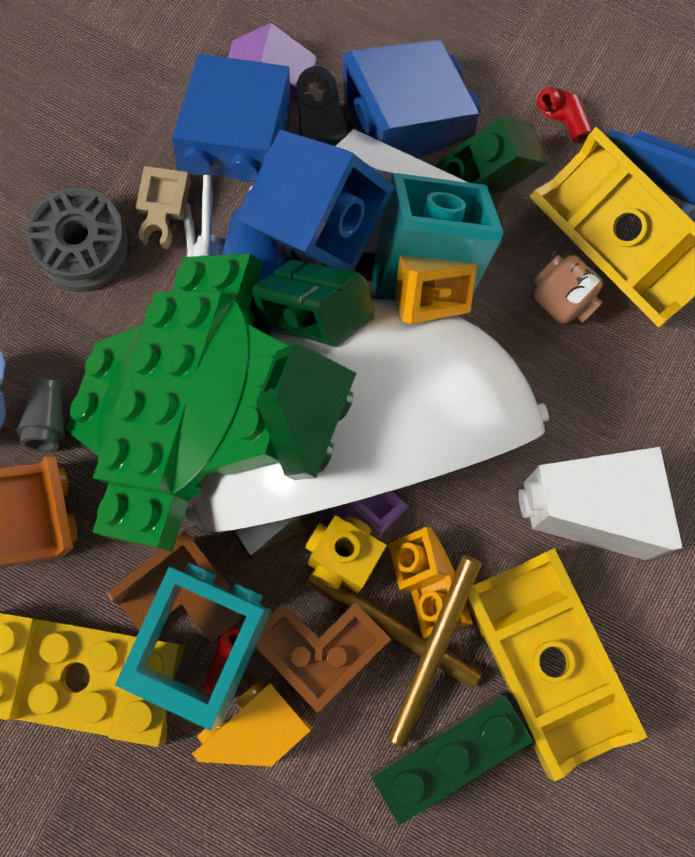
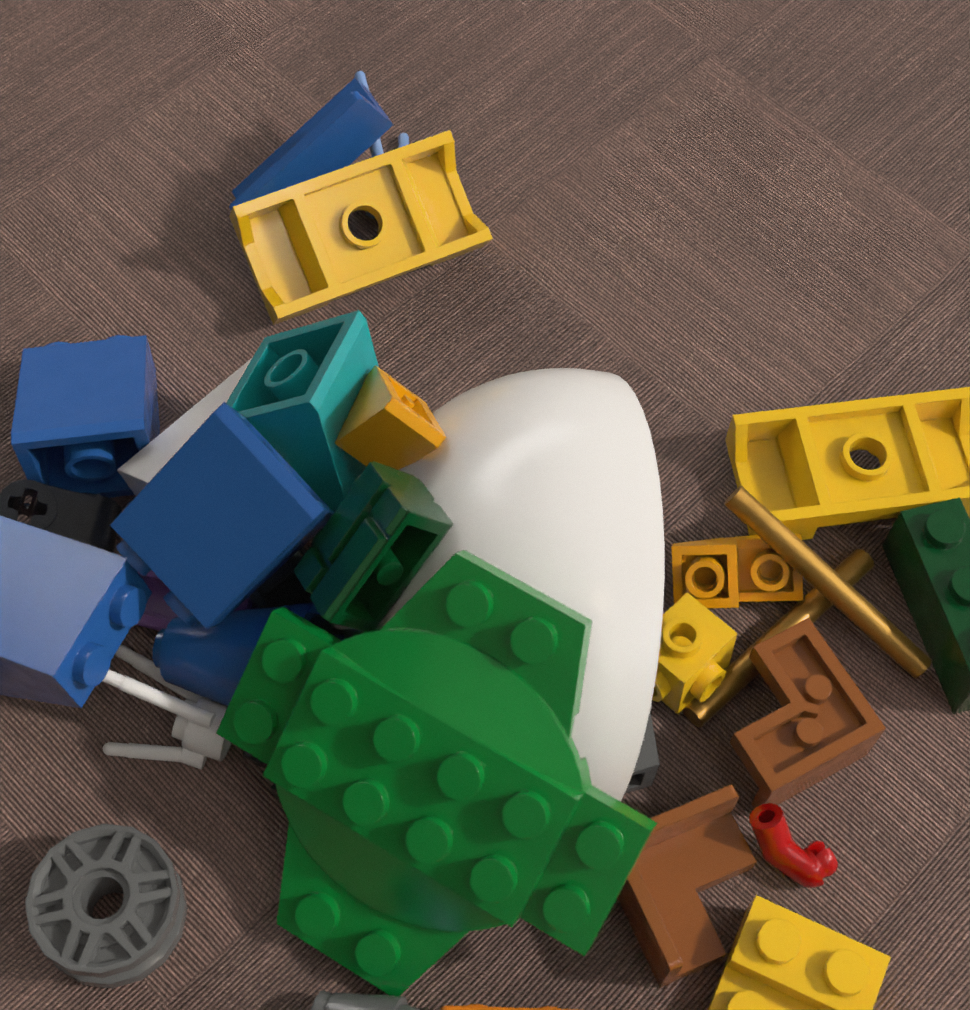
camera: 80 degrees left, 15 degrees down
(161, 198) = (90, 768): tan plate -> none
(171, 694) = (795, 939): teal window -> none
(257, 733) = (889, 829): light orange slope -> none
(302, 406) = (546, 555): dark green slope -> none
(497, 155) = (205, 341): dark green slope -> none
(566, 109) = (172, 253): red arm -> none
(568, 289) = (411, 316): nougat head -> none
(606, 502) = (694, 343): white slope -> none

